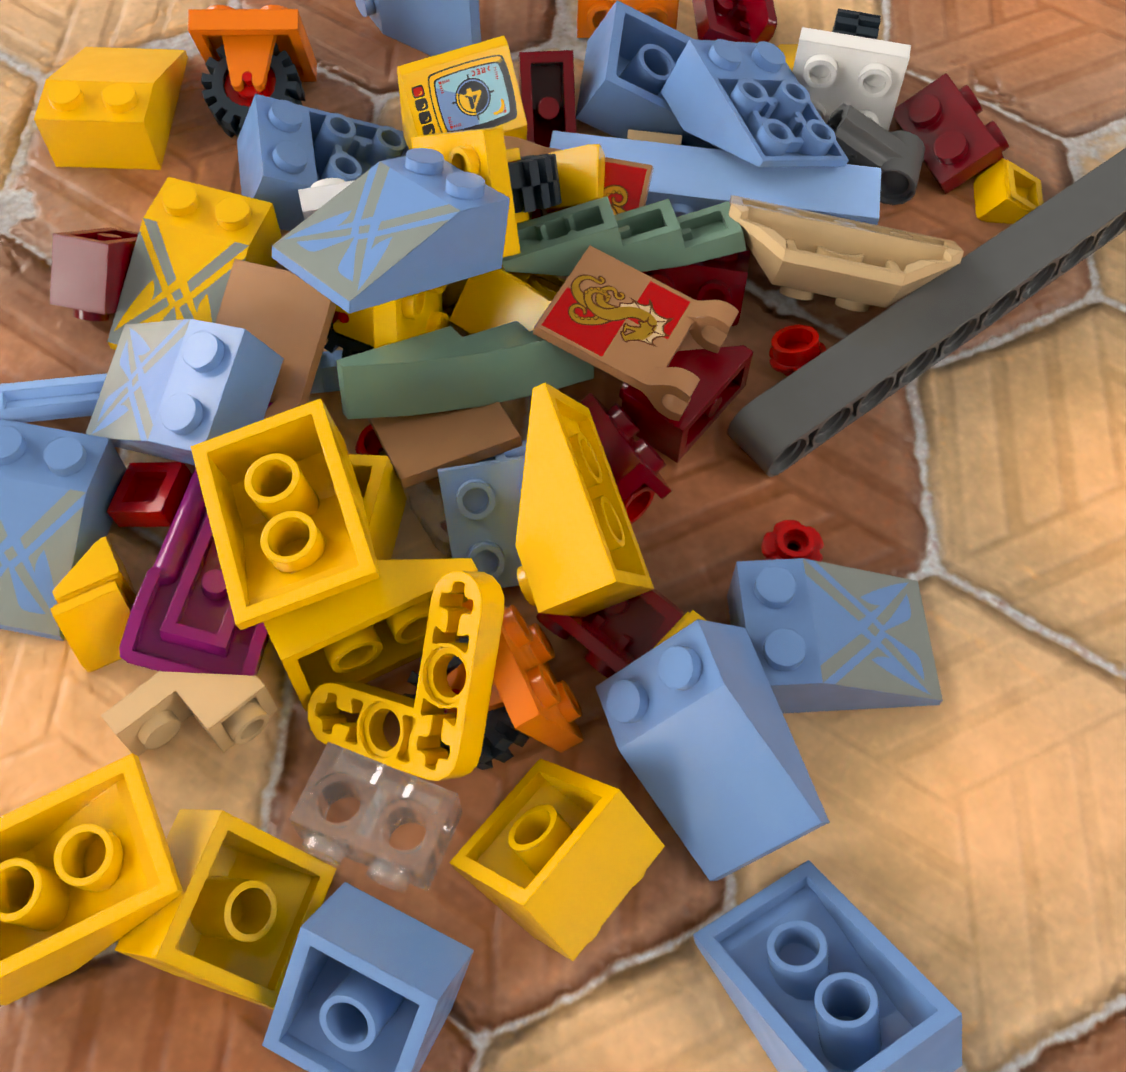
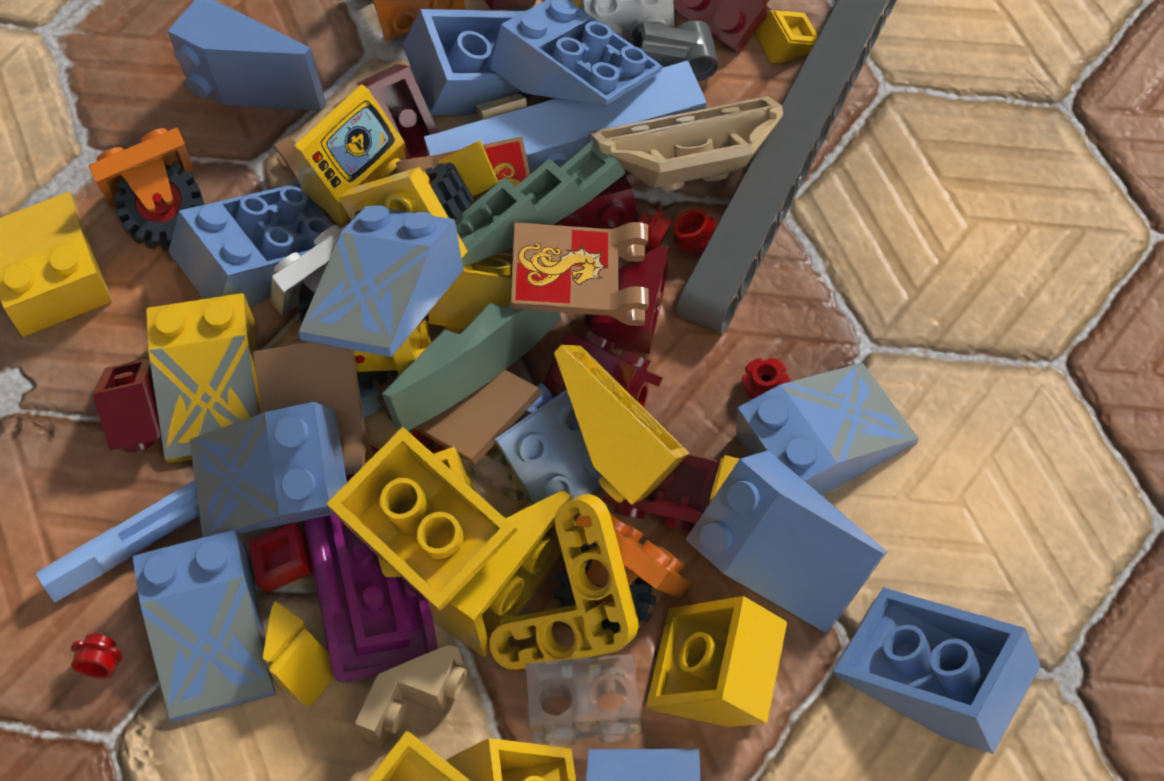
camera: 20 degrees left, 0 degrees up
(750, 329) = (657, 228): none -> red plate

